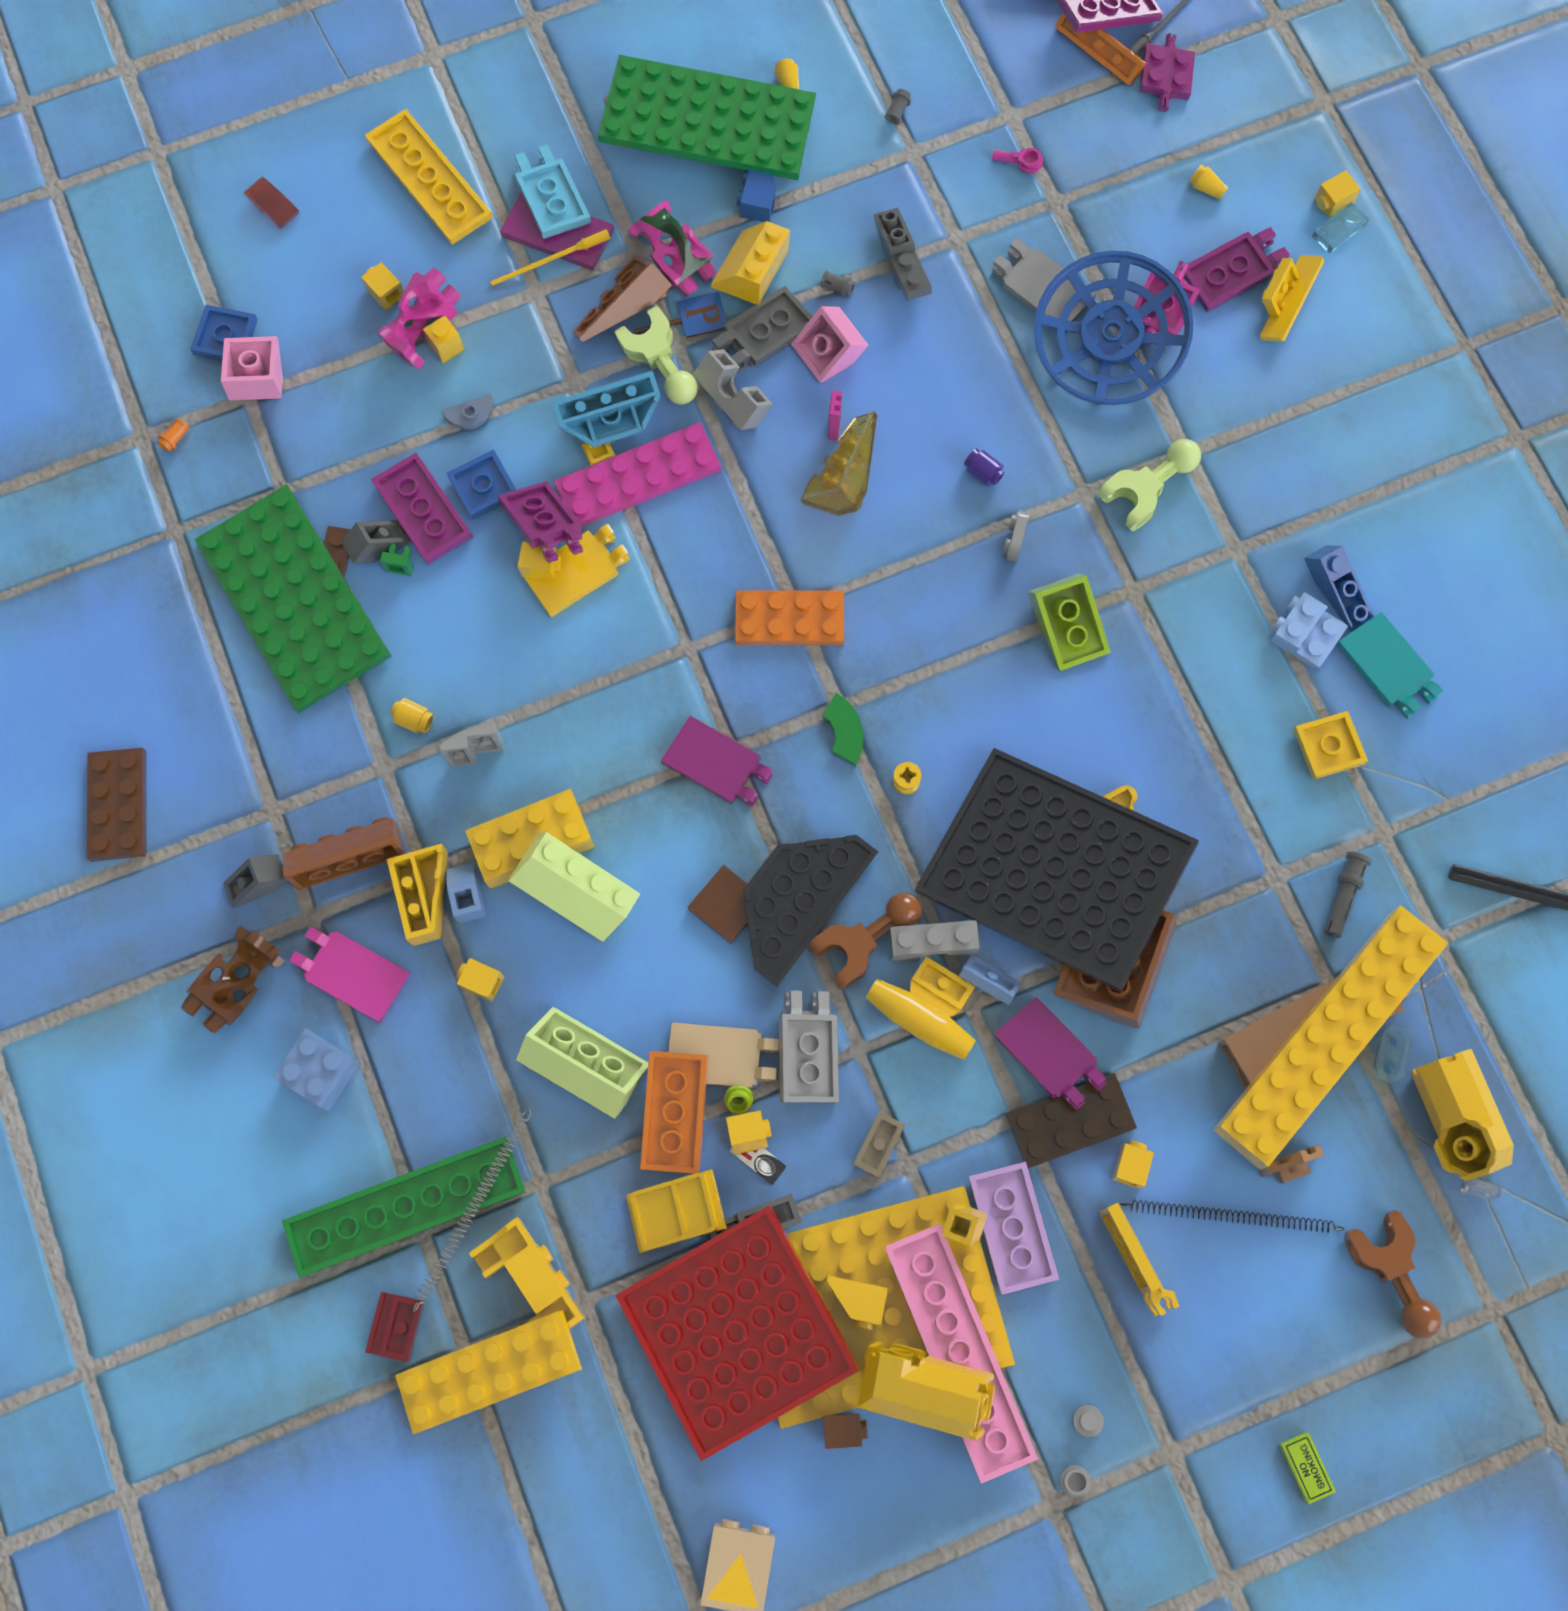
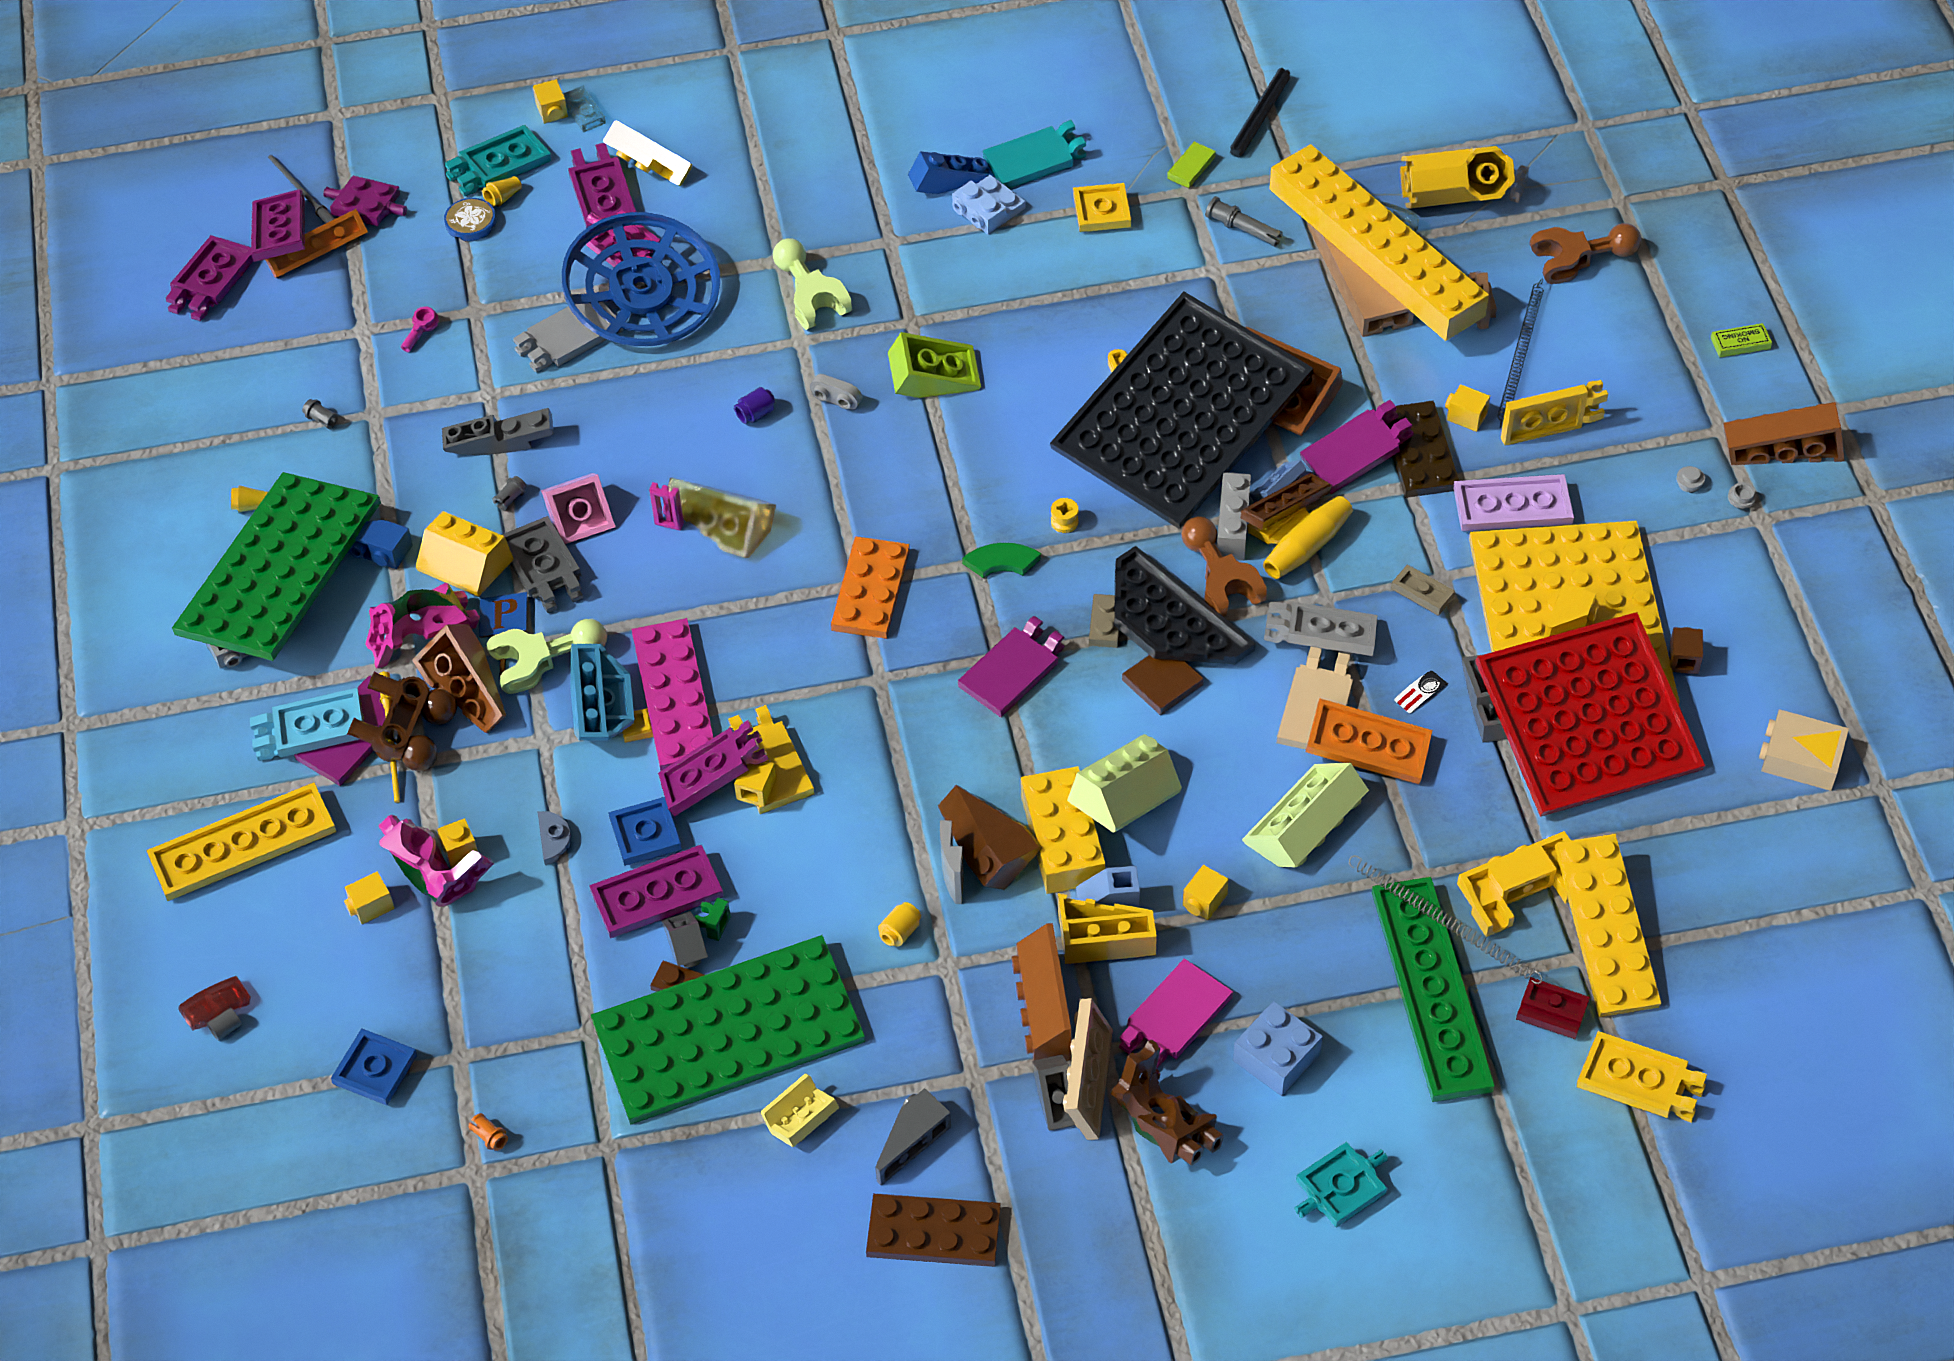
camera: 80 degrees left, 20 degrees down
(186, 1146) = (1341, 1184): none -> teal plate
(203, 766) = (915, 1128): none -> dark grey slope
(212, 671) = (798, 1111): none -> light yellow bracket
(252, 214) = (224, 1024): none -> dark grey hinge
(252, 368) = (434, 1031): bright pink slope -> none
(268, 903) = (1088, 1069): none -> tan plate
(329, 1419) = (1641, 1077): none -> yellow tile
(495, 778) = (990, 841): none -> reddish brown wedge
(560, 260) = (416, 751): none -> reddish brown piece
(676, 1211) = (1467, 753): yellow piece -> none
(717, 376) = (631, 584): light grey arch -> none
(738, 1105) = (1363, 692): lime plate -> none
(748, 1132) = (1397, 686): yellow brick -> none
(788, 833) = (1102, 627): none -> dark tan plate
(926, 1390) = (1660, 561): yellow brick -> none
(954, 989) = (1285, 501): none -> reddish brown tile
(955, 1334) = (1622, 549): bright pink plate -> none
(964, 1224) = (1510, 521): yellow brick -> none
(1162, 1525) = (1786, 436): none -> dark orange wedge
(1167, 166) = (470, 219): none -> tile
(1249, 169) = (497, 159): none -> teal tile
(1420, 828) = (1191, 164): none -> lime tile

